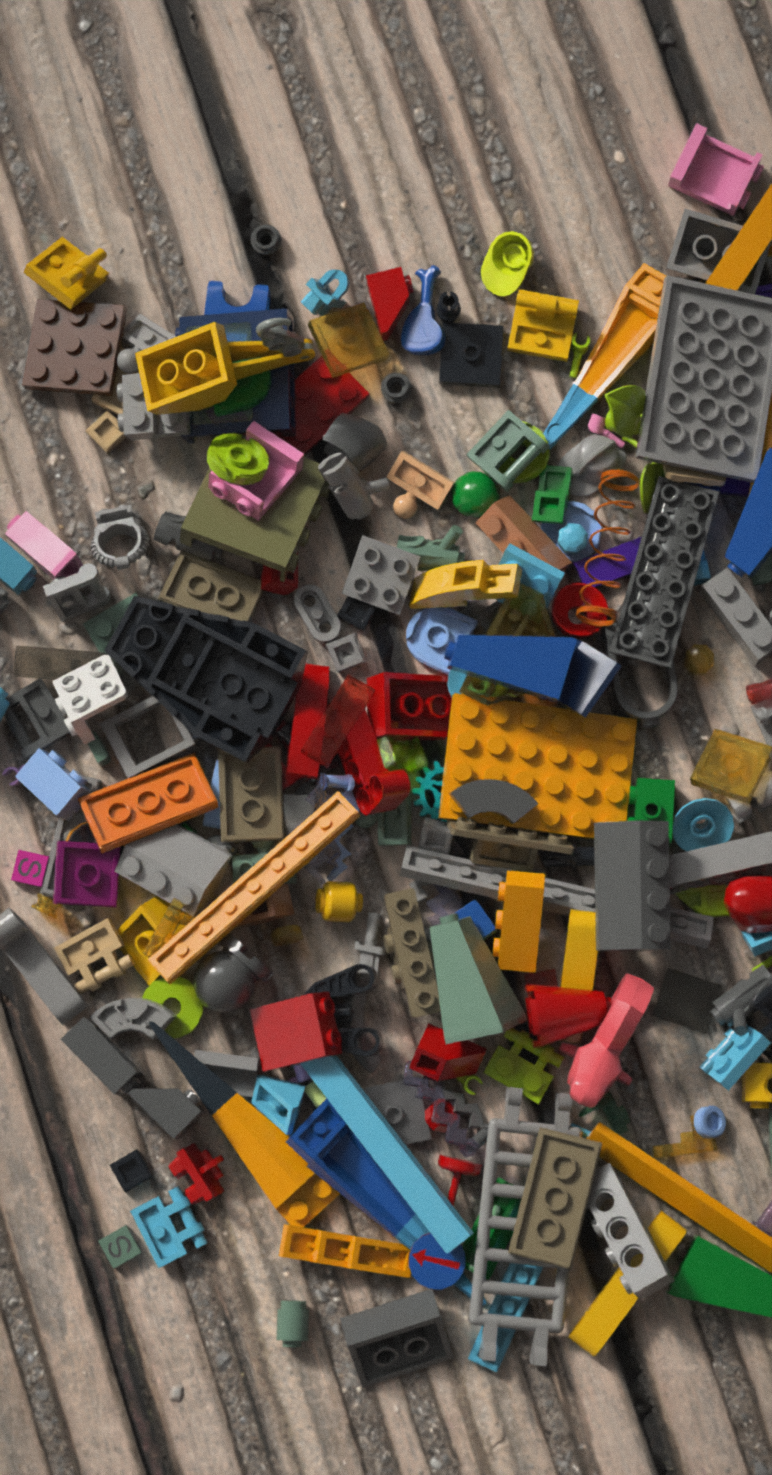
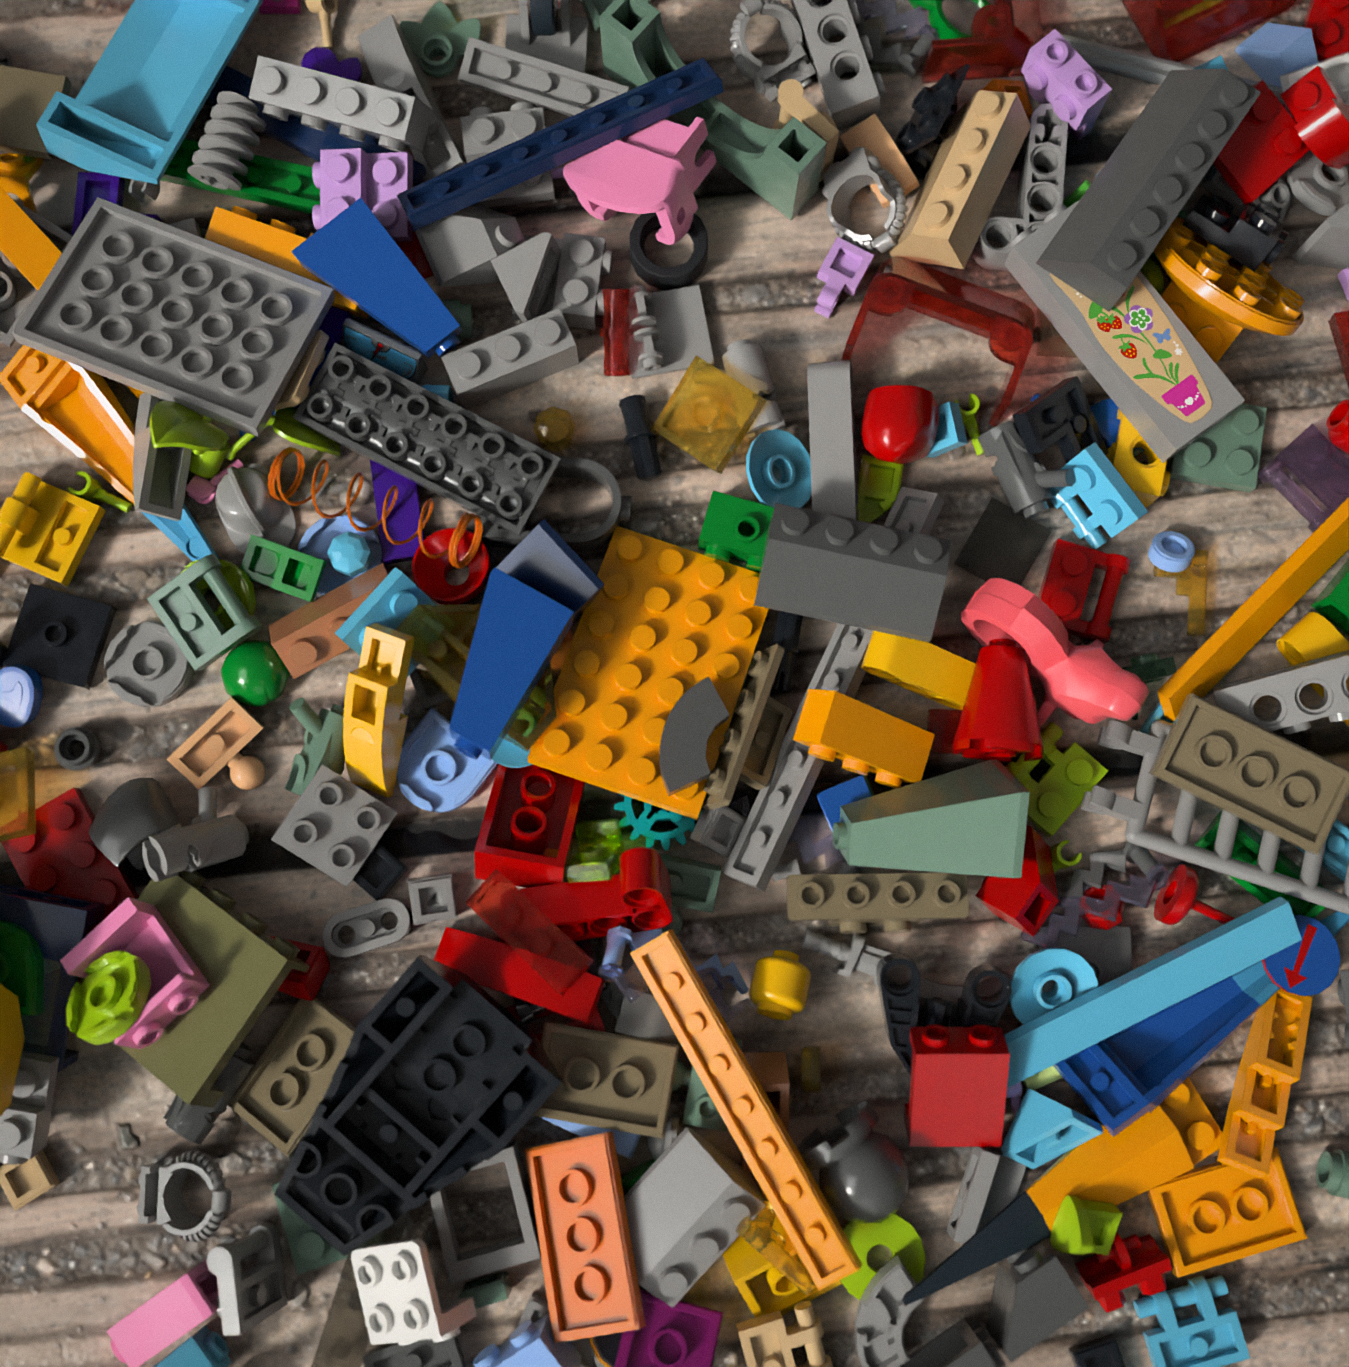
camera: 85 degrees left, 0 degrees up
(222, 1135) = (1085, 1226): none -> lime tile
(249, 1239) = (1224, 1215): none -> light orange tile
(380, 1068) = (1067, 968): none -> medium azure dish
(464, 419) = (146, 665): none -> light grey tile
(588, 397) = (158, 473): none -> light grey slope
(668, 1052) = (1068, 582): none -> red plate
(706, 722) = (640, 437): none -> black axle
(722, 525) = (384, 351): none -> slope

